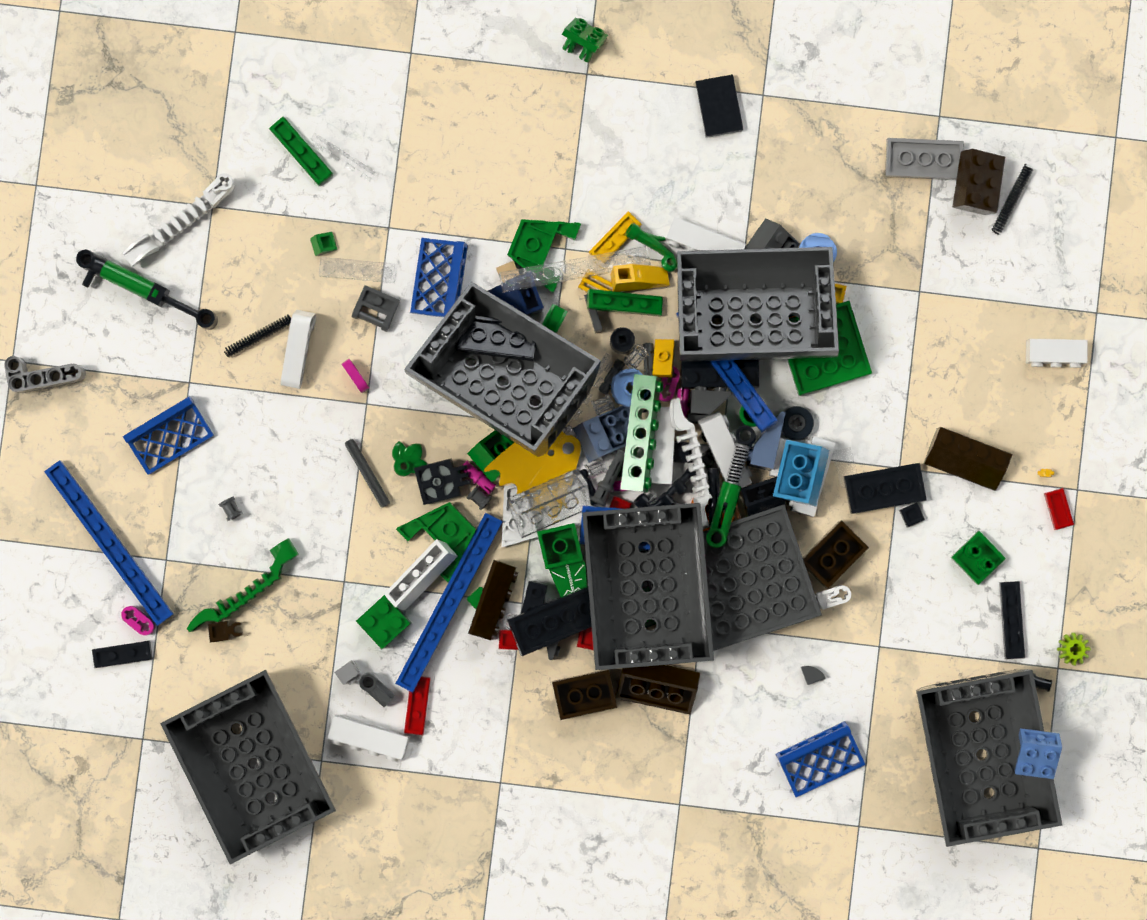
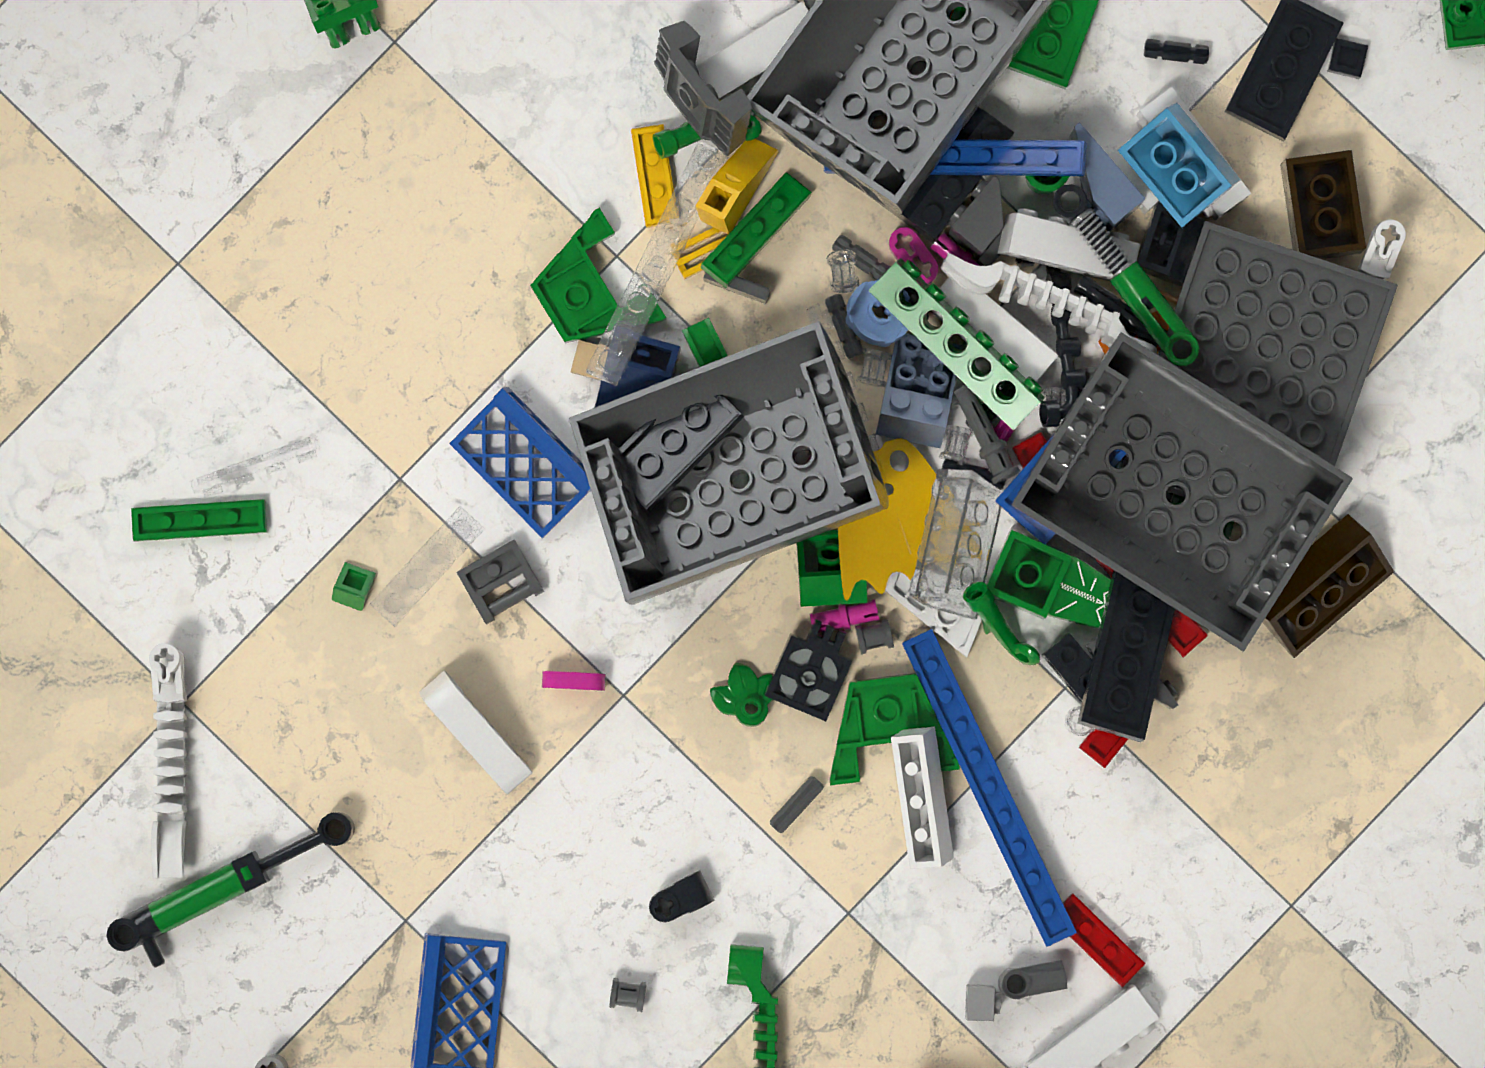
camera: 50 degrees left, 0 degrees up
(256, 338) = (416, 762): black piece -> none
(295, 501) = (687, 896): none -> black piece
(367, 473) = (721, 766): dark grey axle -> none
(375, 520) = (796, 804): none -> dark grey axle
(383, 622) = (948, 899): green brick -> none
(474, 598) = (1009, 745): green slope -> none
(492, 599) = (1032, 725): dark brown slope -> none
(530, 533) = (981, 600): none -> green plant
(584, 694) = (1258, 696): dark brown brick -> none
(622, 340) = (806, 273): black wheel -> none
(660, 247) = (713, 120): none -> dark grey plate
(663, 357) = (873, 234): yellow plate -> none
(679, 455) = (1023, 313): black plate -> none
(804, 417) = (1102, 103): black bush -> none
(812, 674) = (1465, 362): dark grey tile -> none
(854, 433) = (1176, 51): none -> black axle

